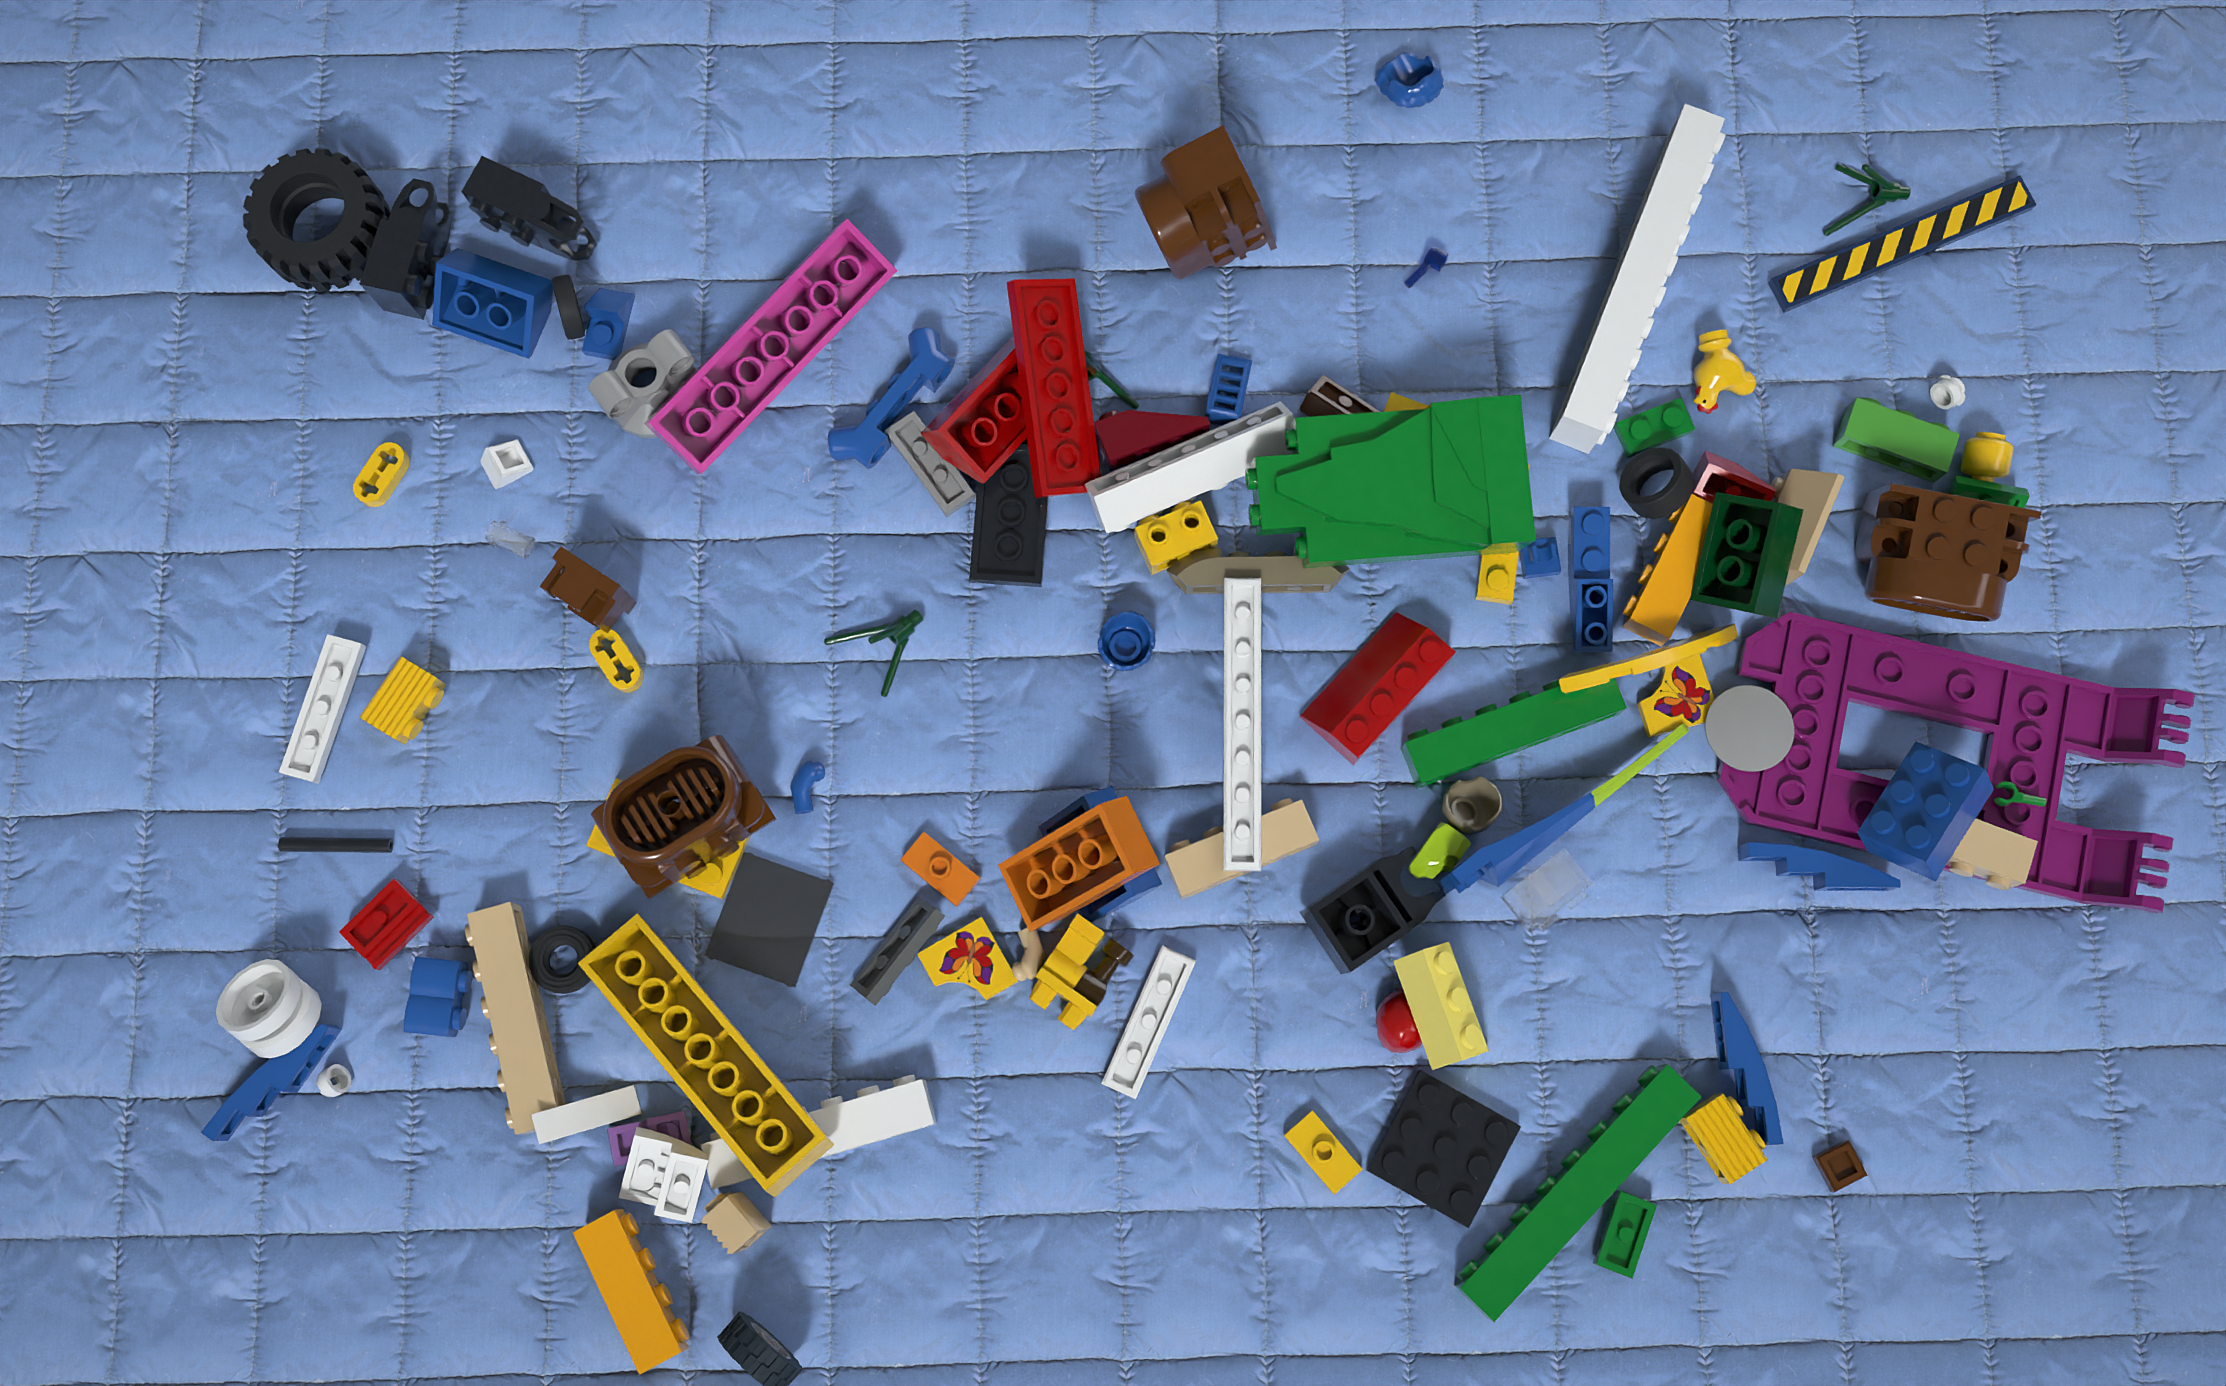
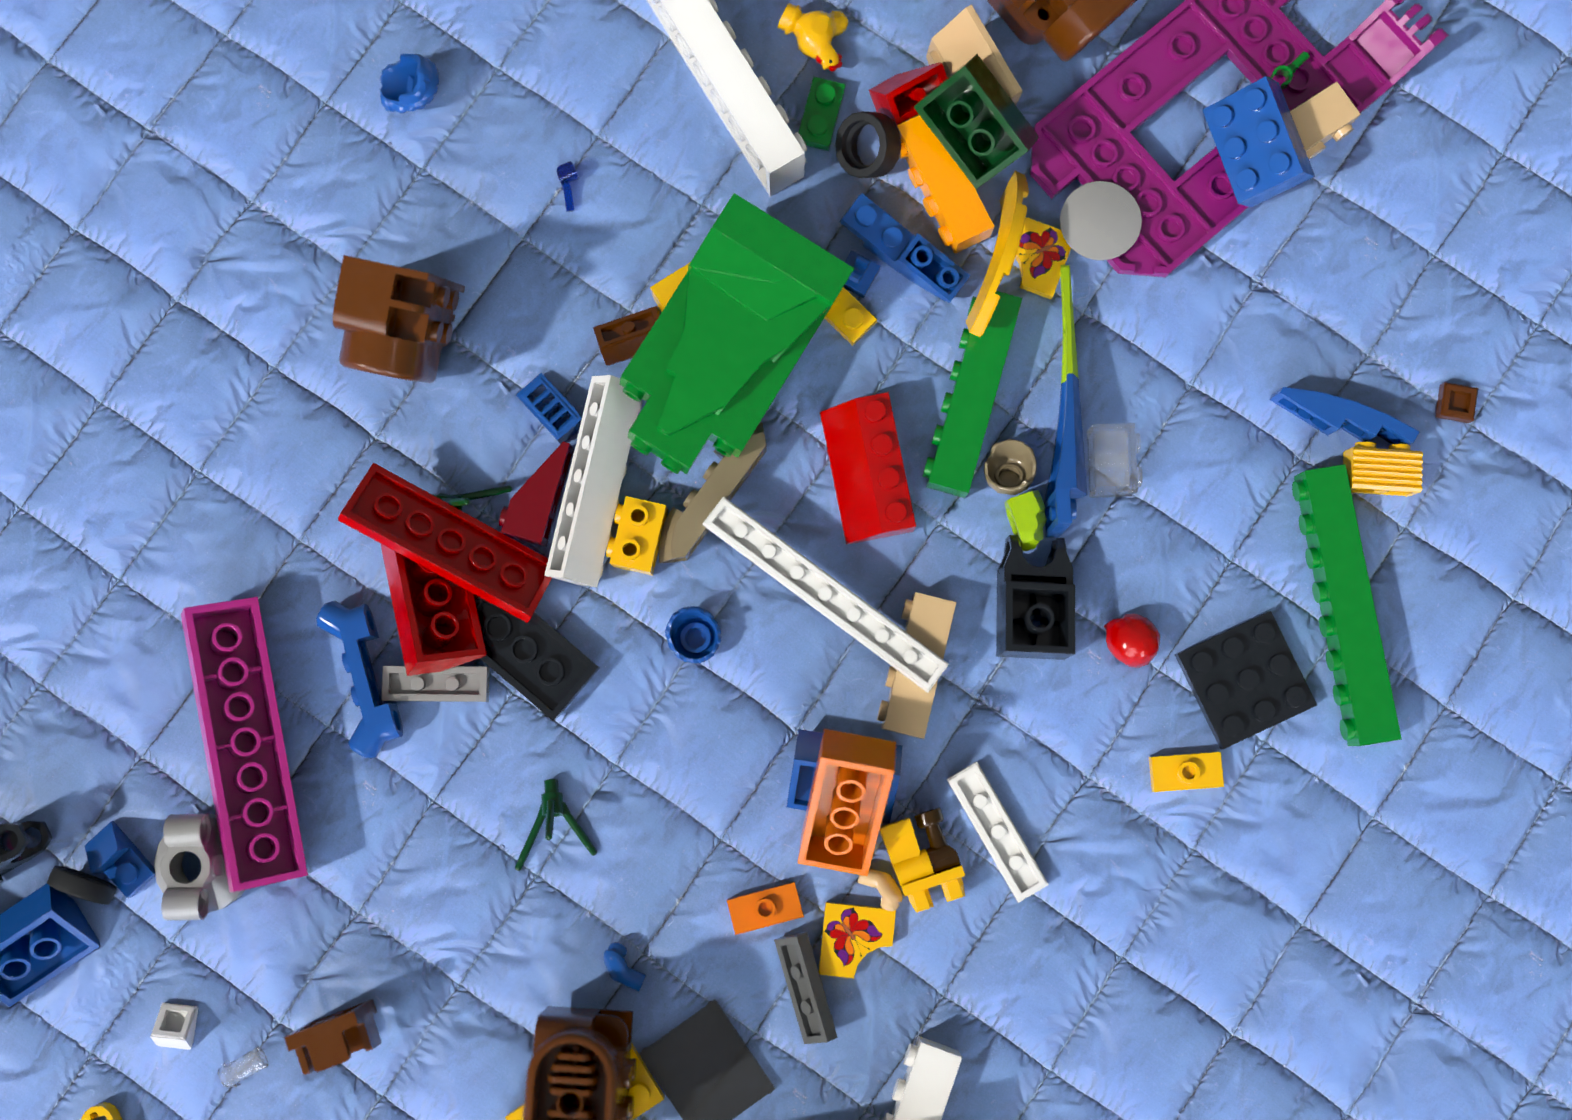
camera: 55 degrees left, 5 degrees up
(609, 664) = (409, 1058): yellow beam -> none
(1441, 1005) = (1146, 604): light yellow slope -> none
(1624, 1234) = (1400, 594): green plate -> none
(1828, 870) = (1242, 247): blue slope -> none

